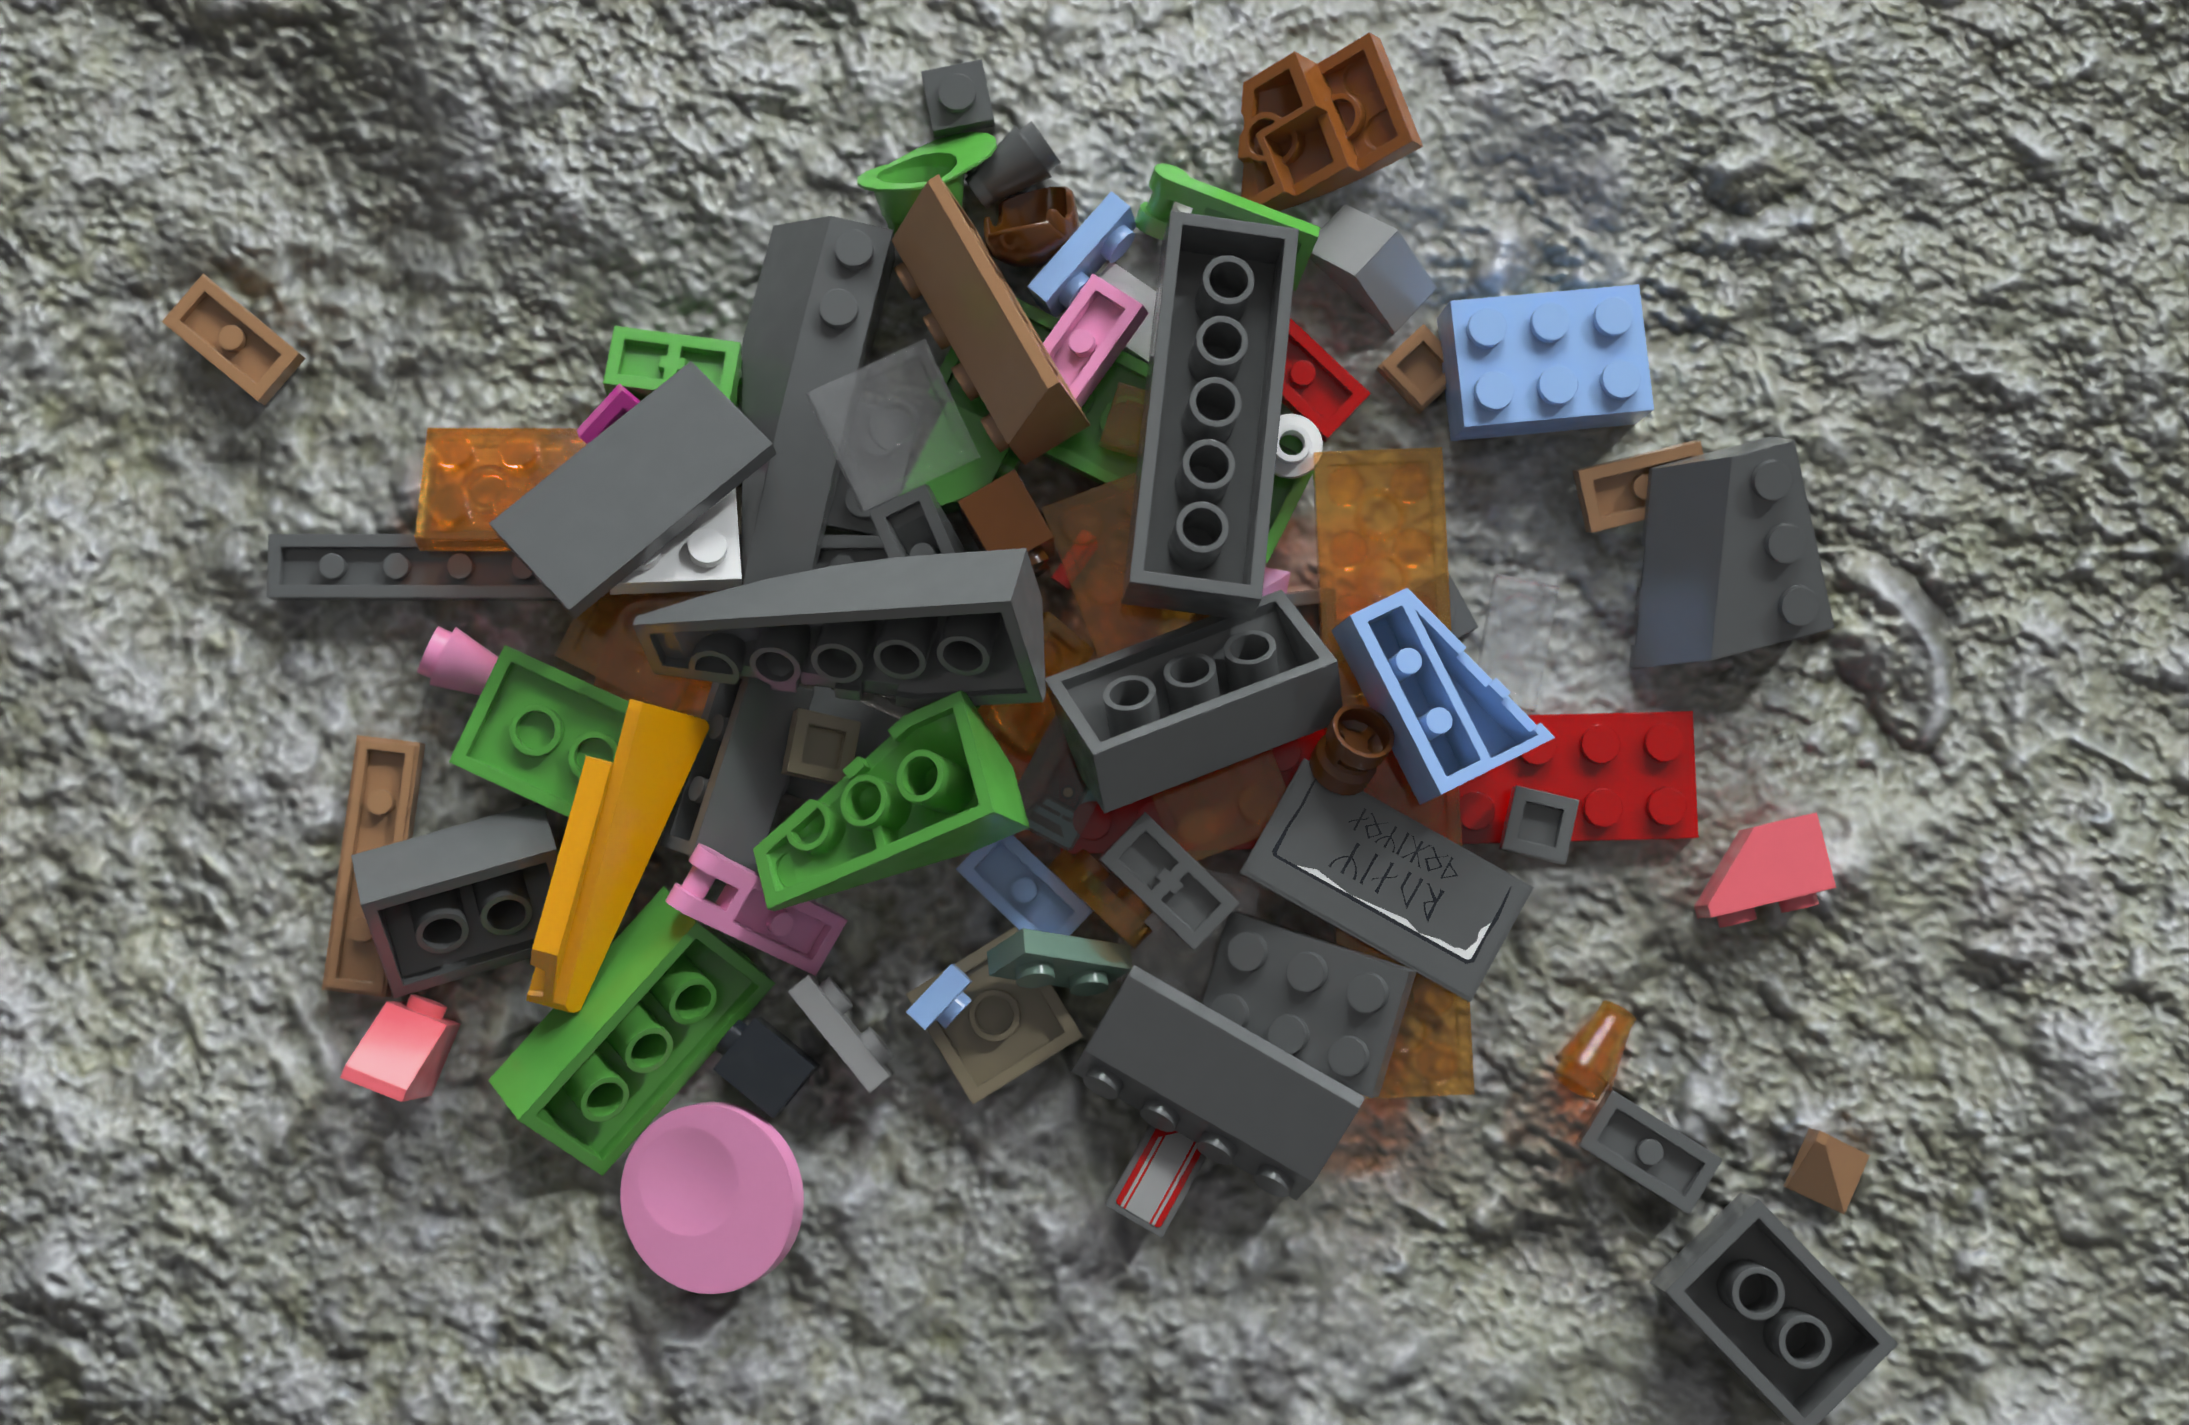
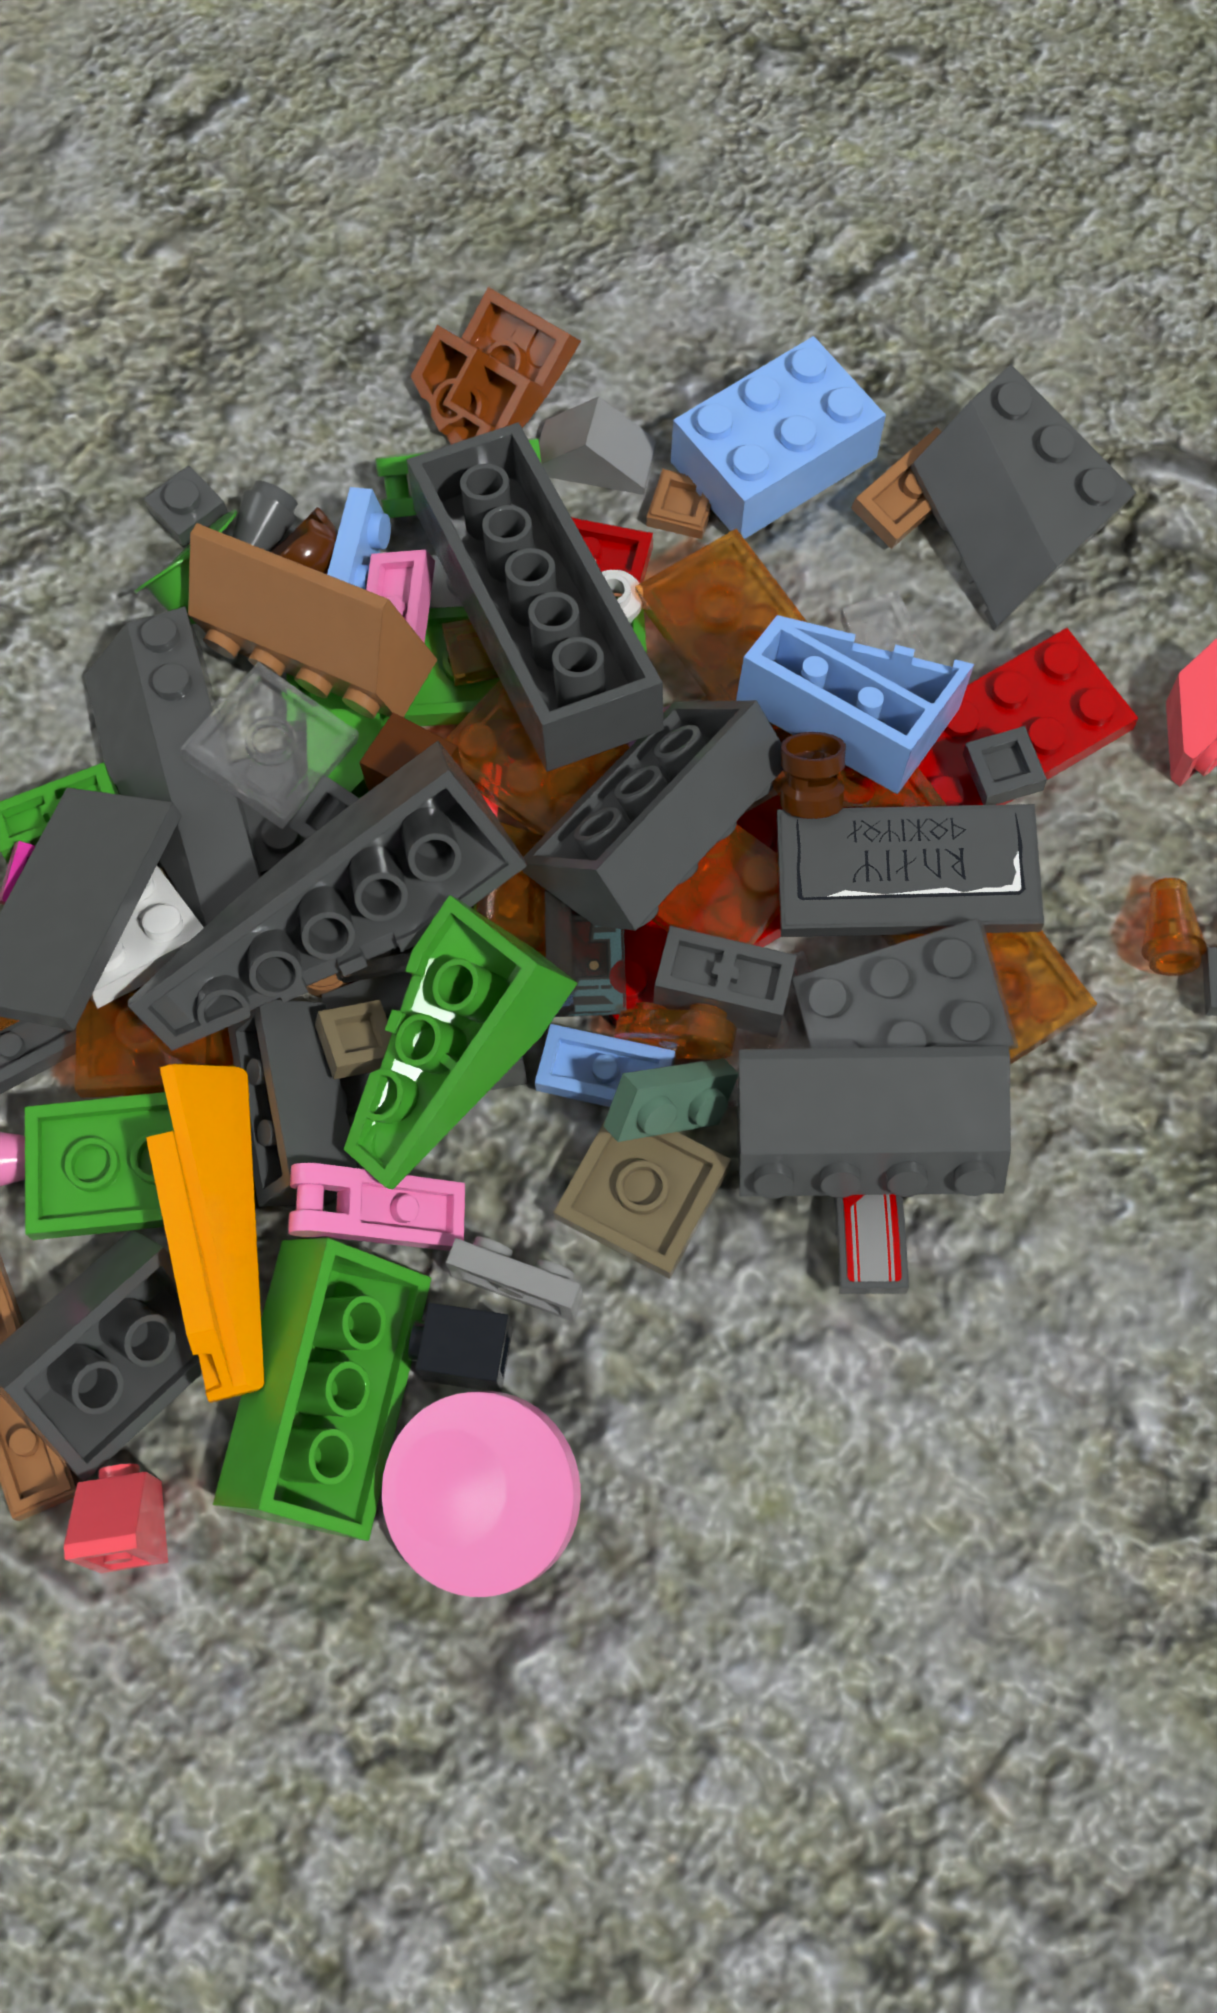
camera: 20 degrees left, 15 degrees down
(943, 999) = (587, 1187): light blue plate -> none

